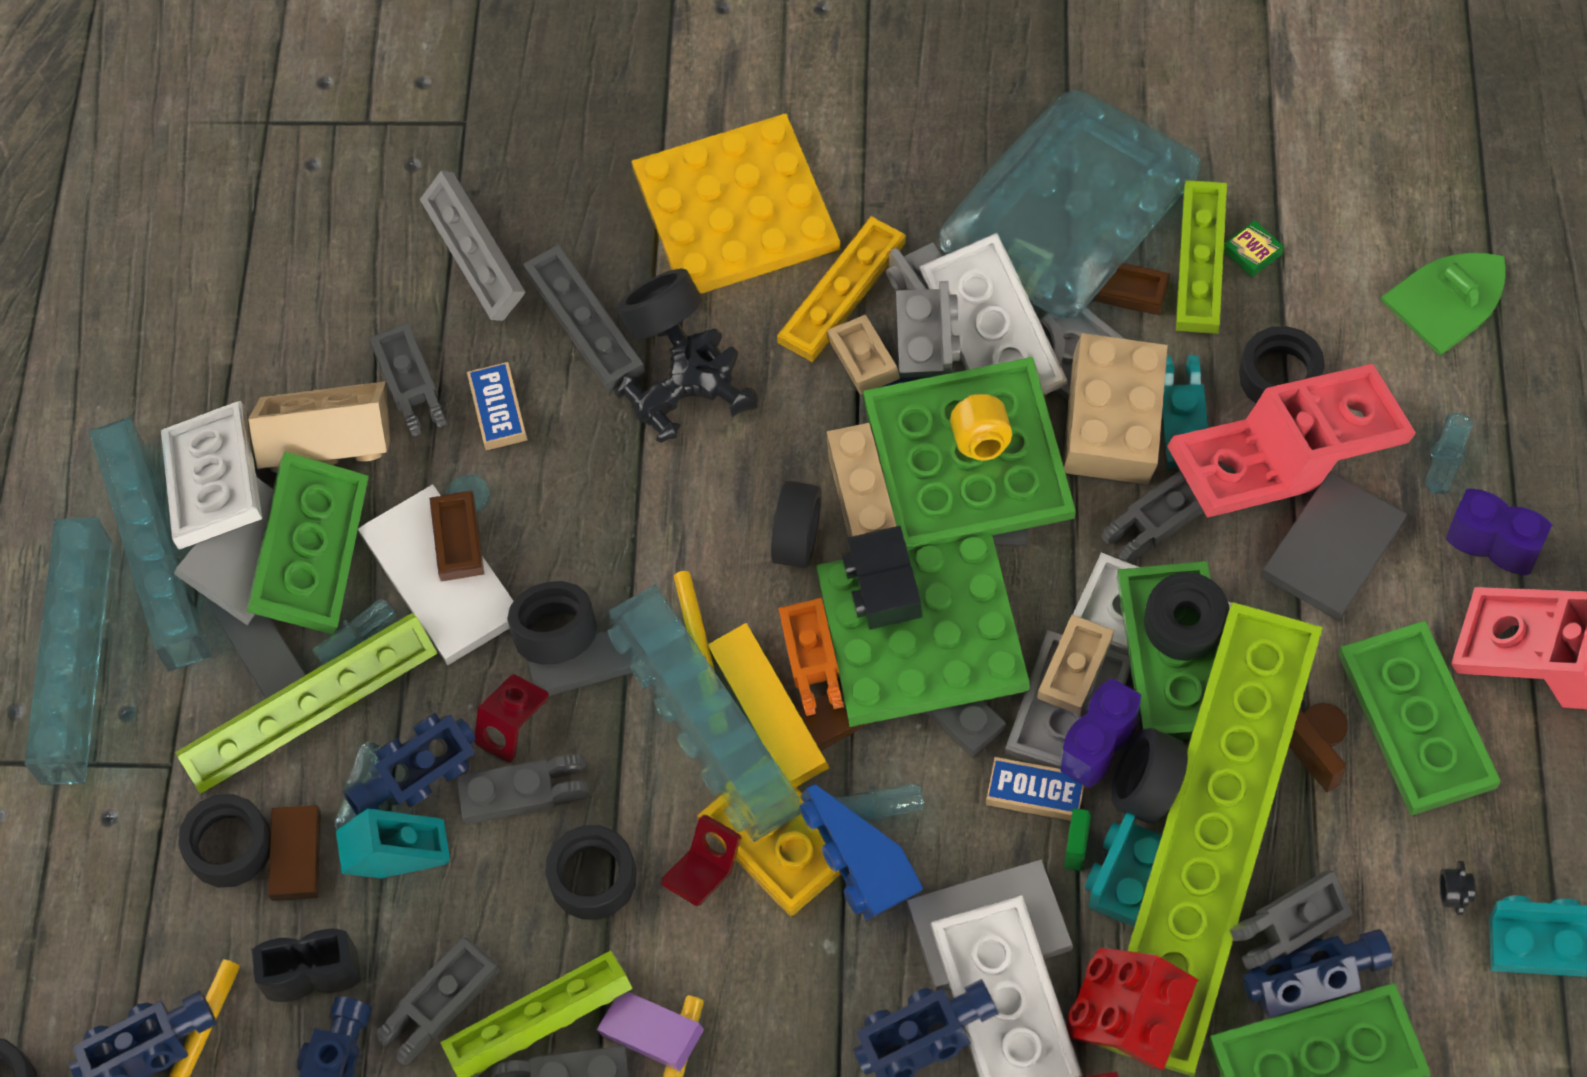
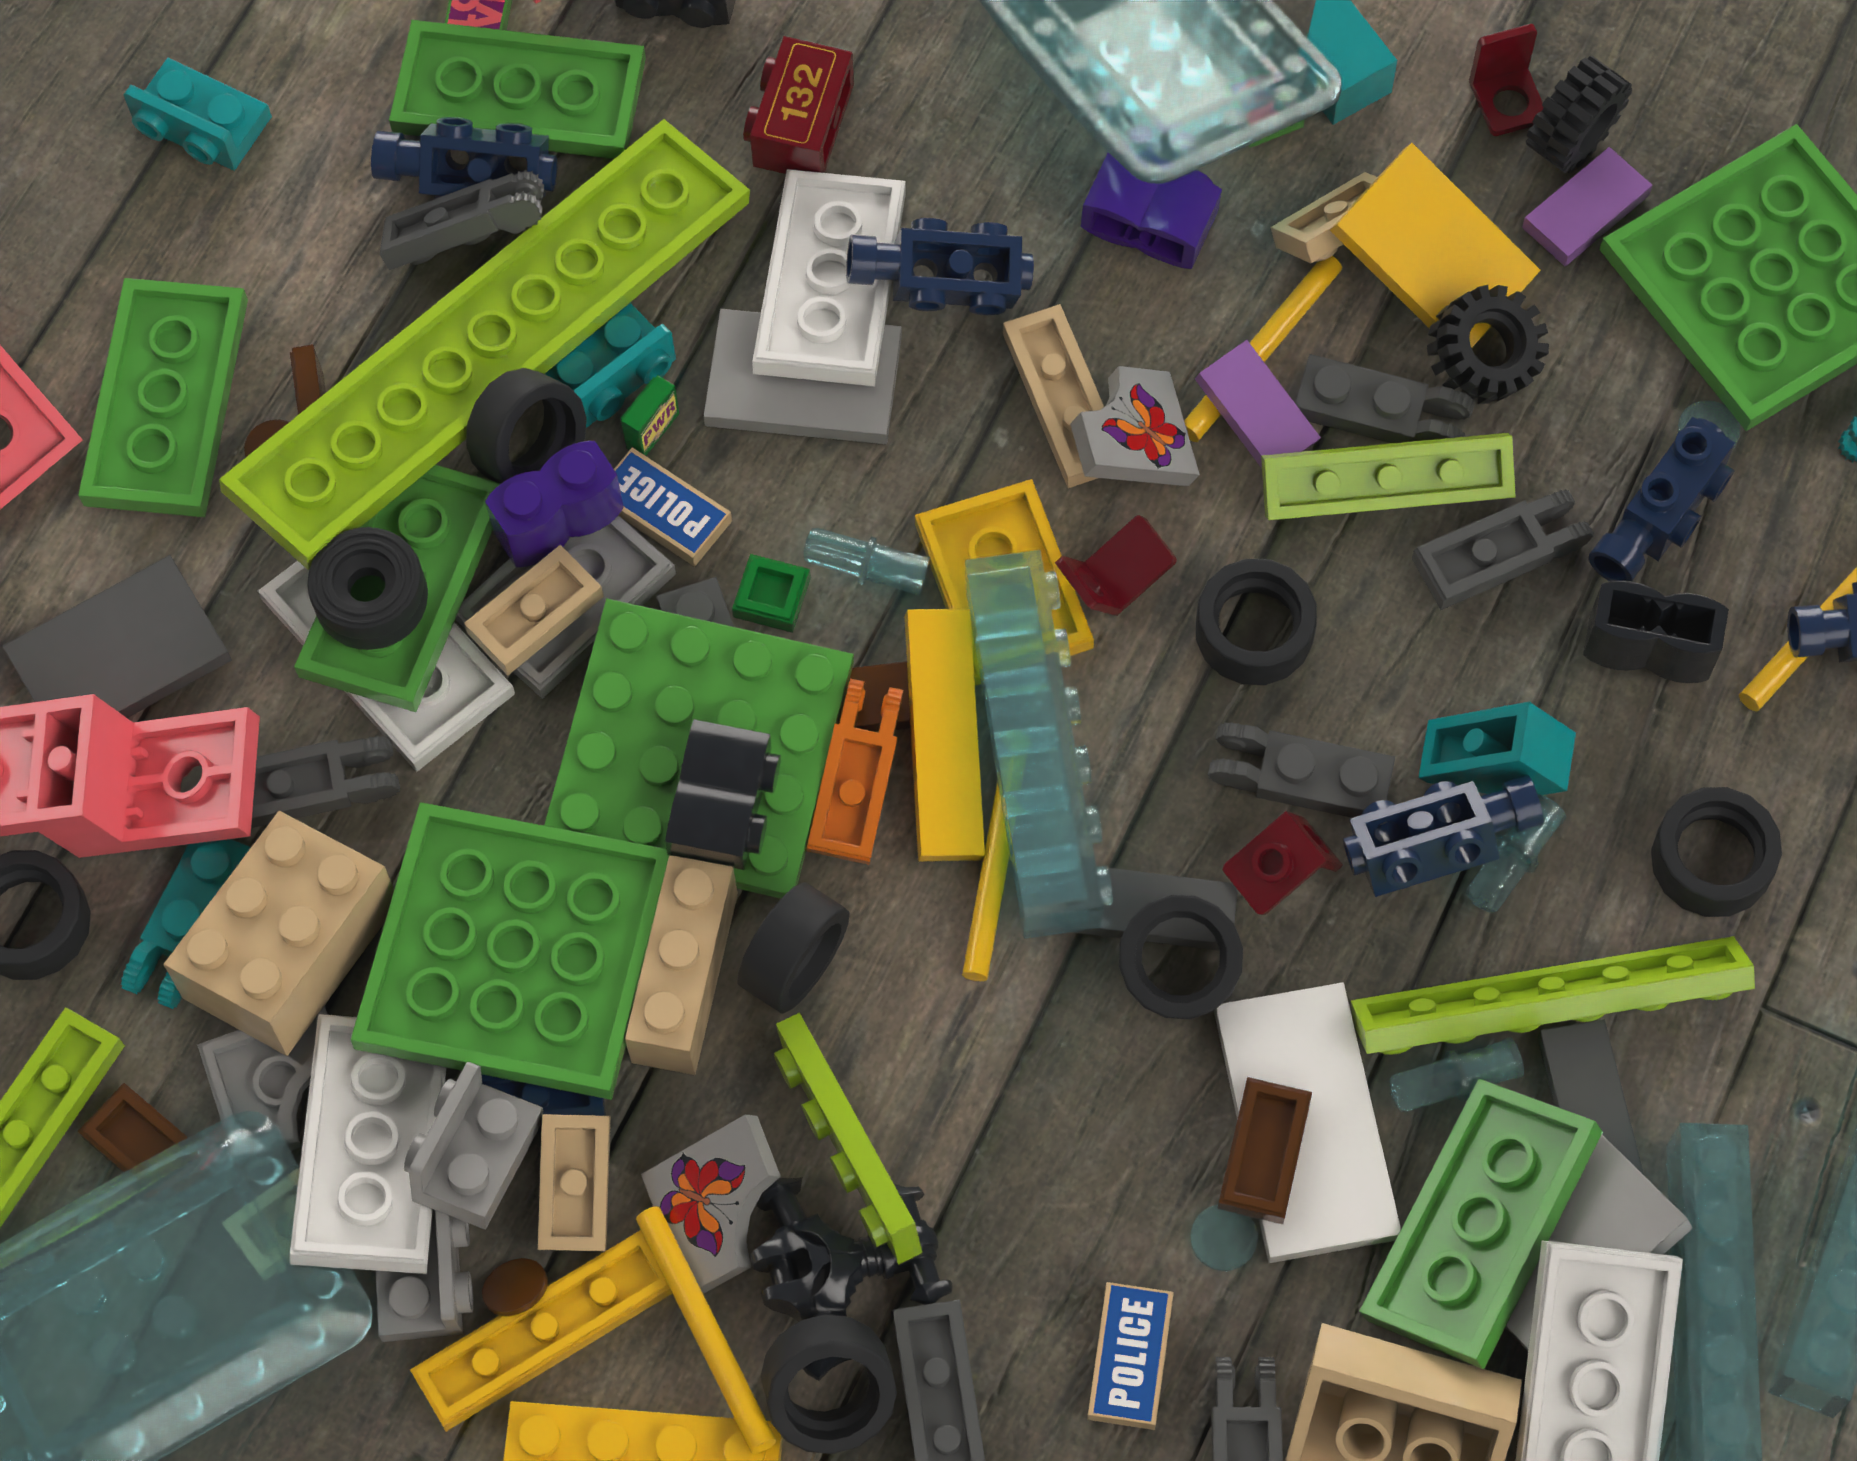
camera: 160 degrees left, 5 degrees up
(294, 852) = (1627, 809): reddish brown tile -> none
(699, 422) = (856, 1159): none -> lime plate
(725, 966) = (1137, 432): none -> light grey tile
(748, 311) = (706, 1331): none -> yellow bar
(777, 376) = (710, 1197): none -> light grey tile
(795, 983) = (1054, 381): none -> tan plate
(867, 859) = (912, 484): blue slope -> none
(870, 298) = (514, 1287): none -> reddish brown piece
(932, 762) = (771, 593): none -> green tile
(981, 426) = (482, 941): yellow head -> none
(1131, 1005) = (700, 202): red bracket -> none
(1457, 887) = (253, 192): black plate -> none

